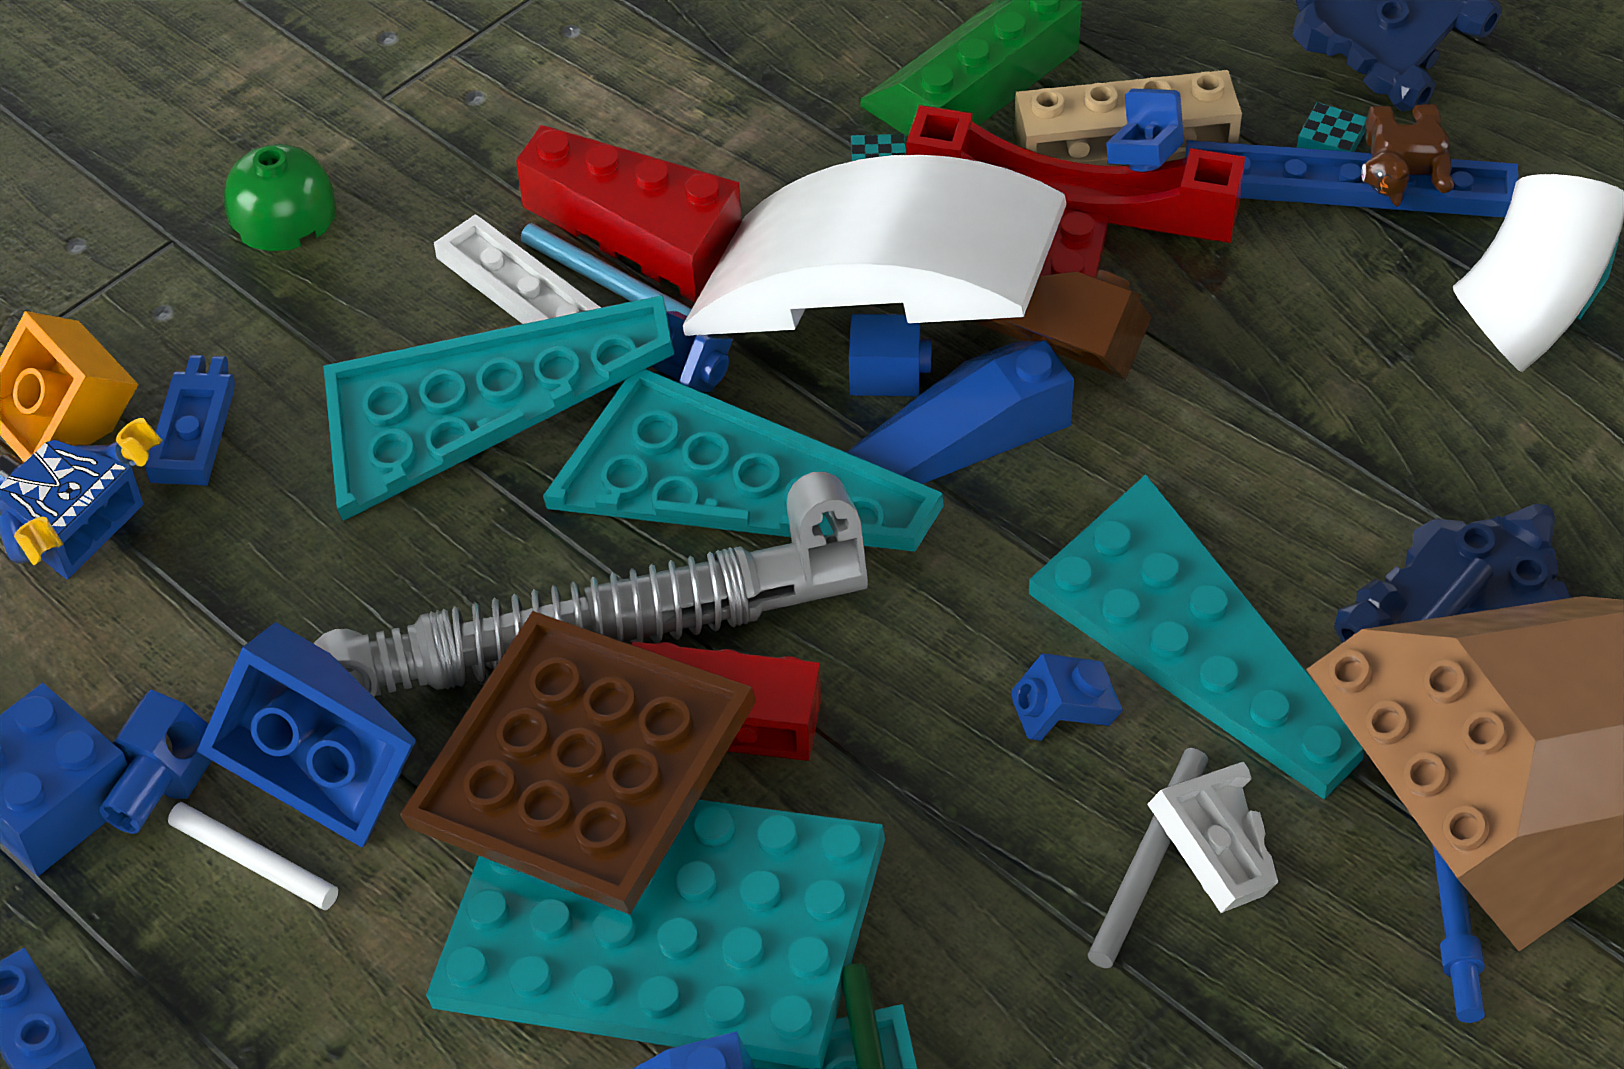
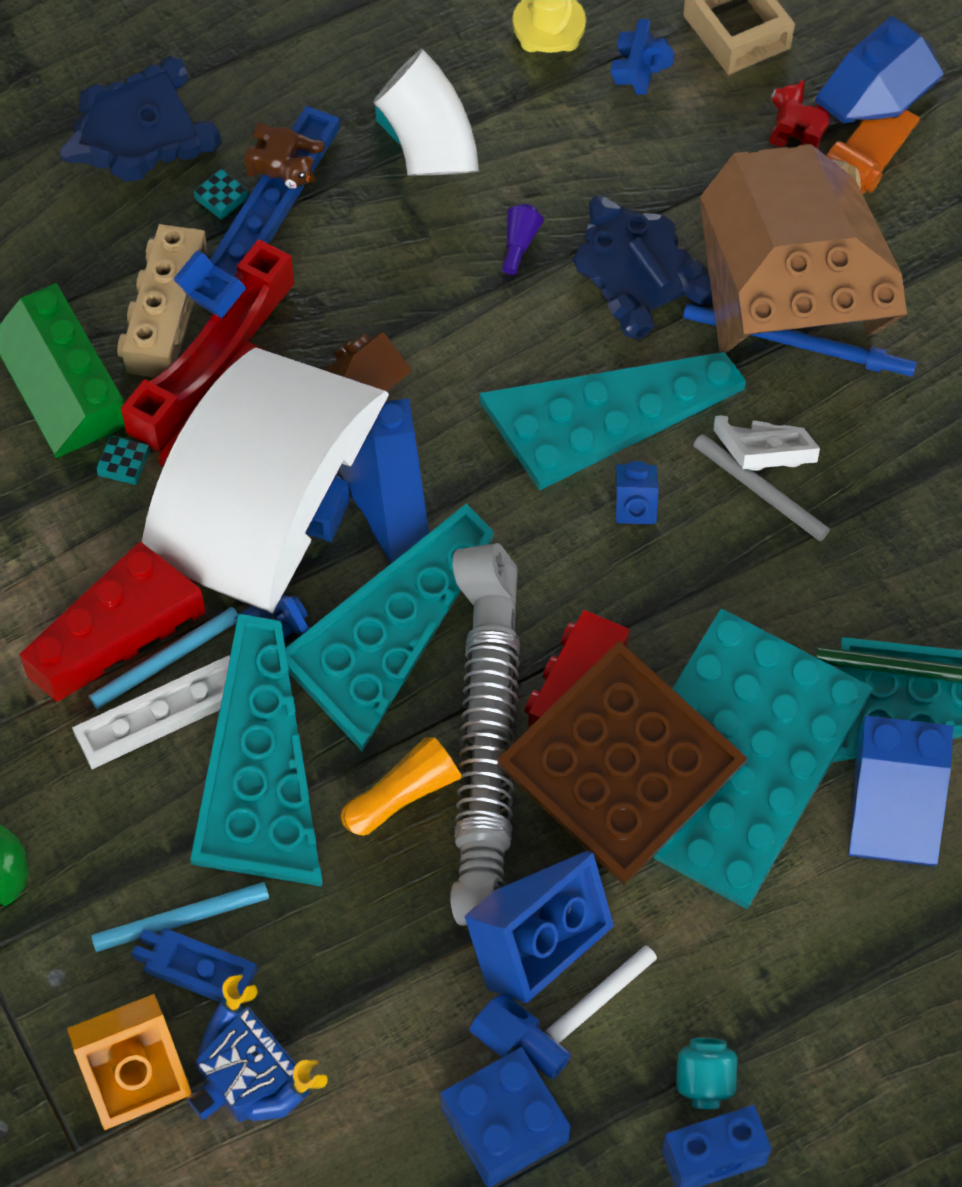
camera: 75 degrees left, 10 degrees up
(146, 995) = (707, 1072): none -> teal head
(263, 396) = (180, 916): none -> medium azure bar
(502, 548) = (416, 775): none -> light orange piece
(1451, 449) = (522, 226): none -> dark purple cone

